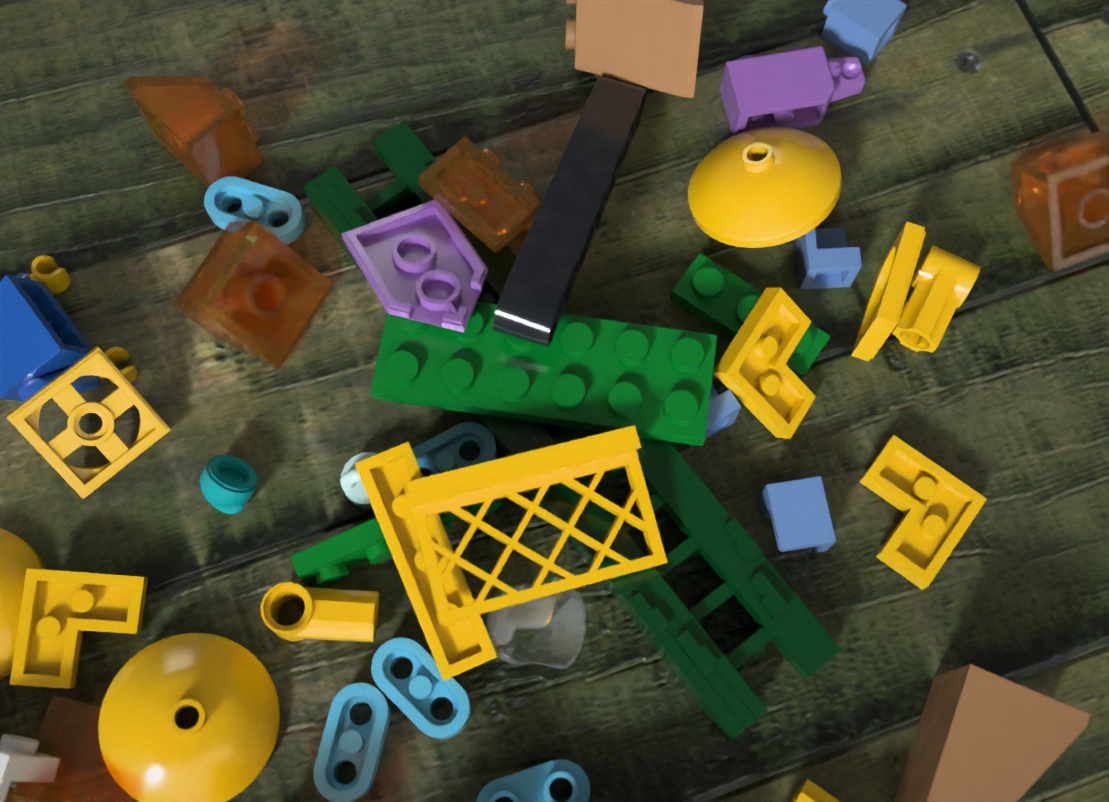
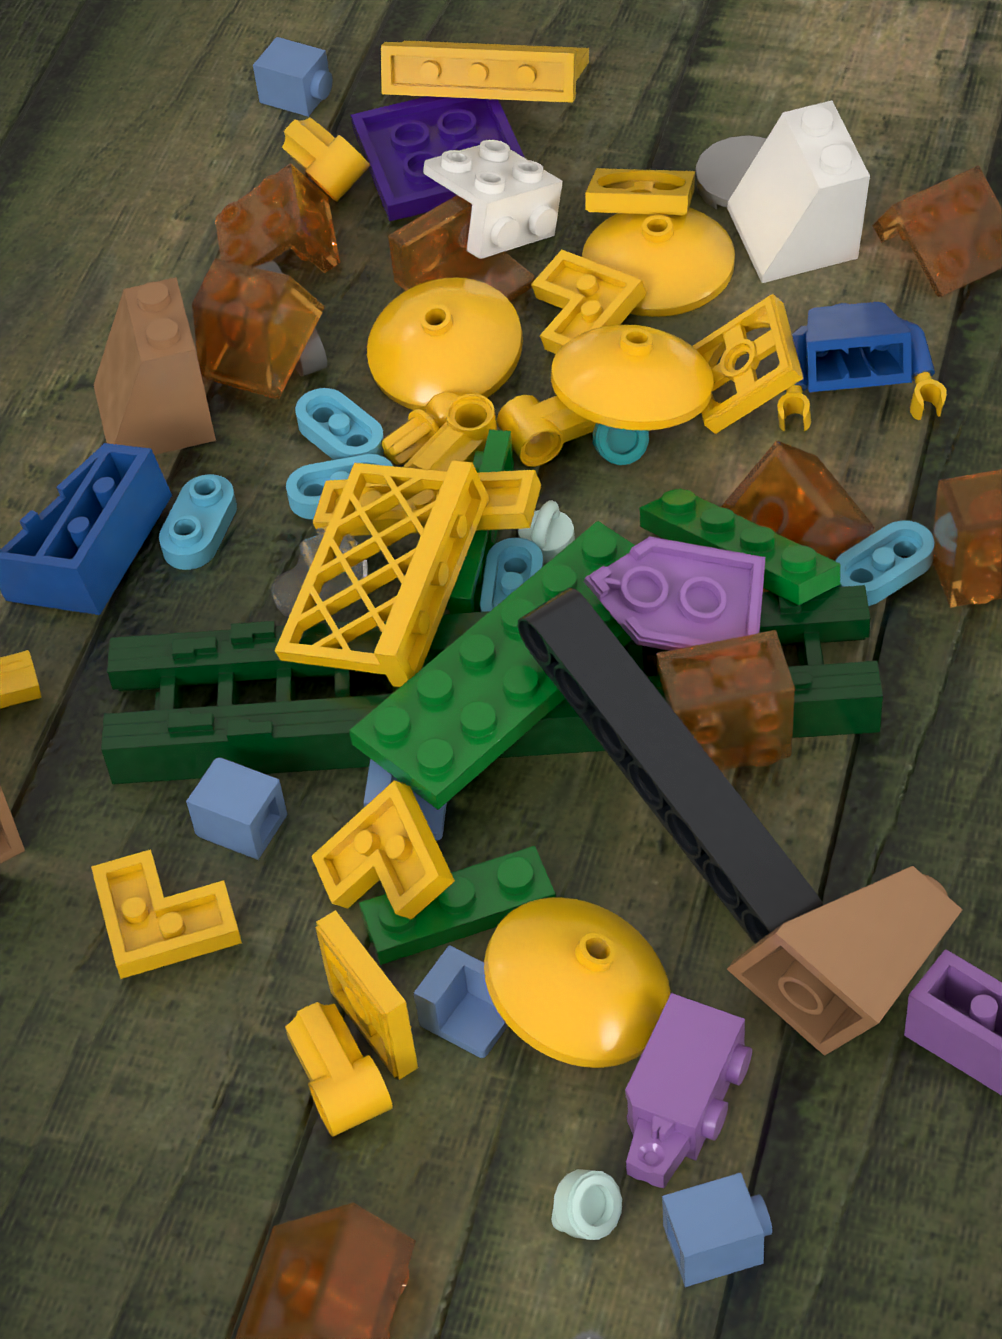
camera: 130 degrees right, 20 degrees down
(181, 514) = (632, 378): none -> yellow dish
(247, 555) = (540, 427): none -> yellow piece
(282, 657) = (420, 427): none -> yellow axle
(309, 304) = (790, 568): none -> green plate
(901, 94) = (587, 1204): none -> light aqua tile

